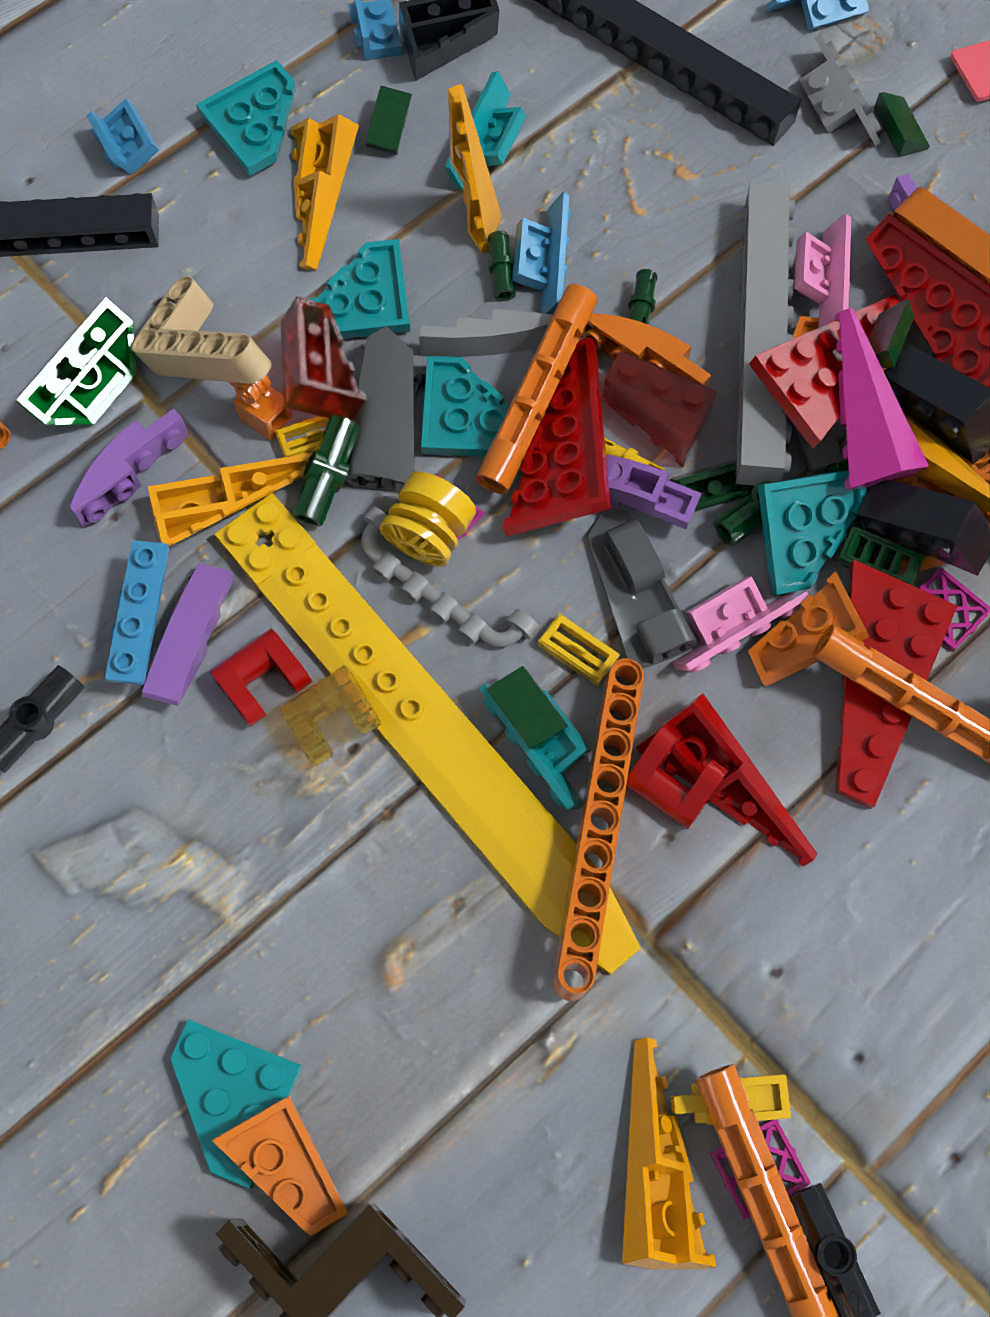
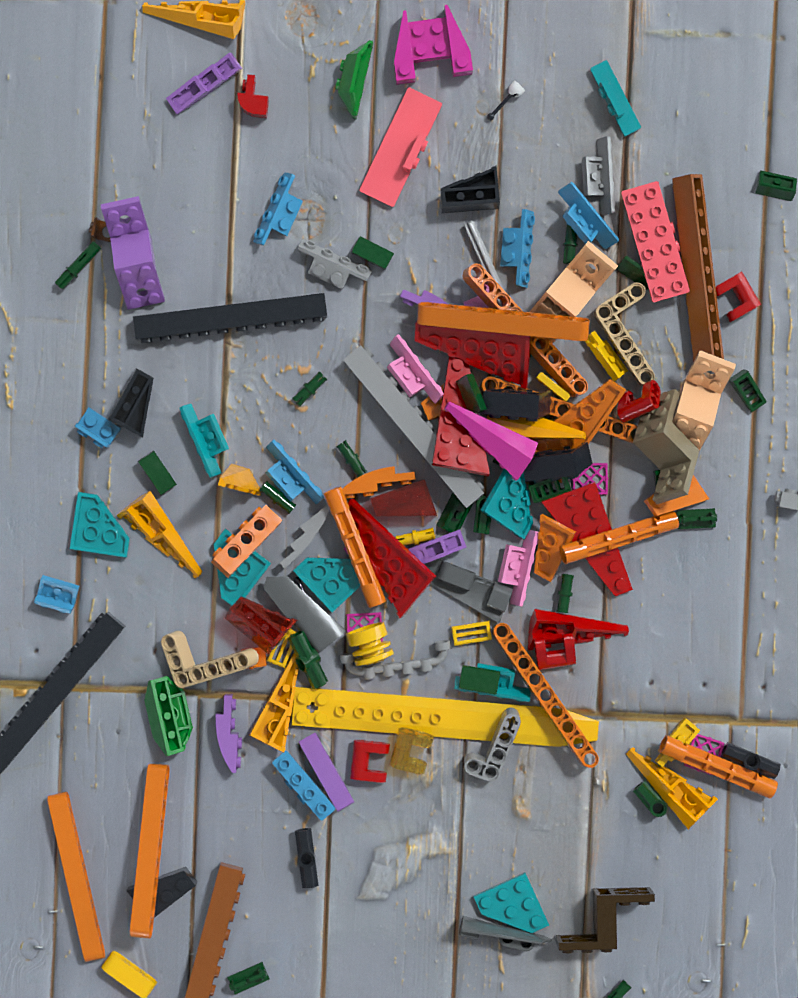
camera: 45 degrees left, 20 degrees up
(136, 1065) = (473, 927): none -> dark grey panel
(285, 1165) = (552, 907): orange wing -> none
(408, 264) = (229, 565): none -> orange brick
(459, 820) = (497, 743): none -> light grey beam
(607, 1145) = (649, 798): none -> dark green piece
(671, 189) = (309, 389): none -> dark green pin
(767, 718) = (565, 593): none -> dark green pin

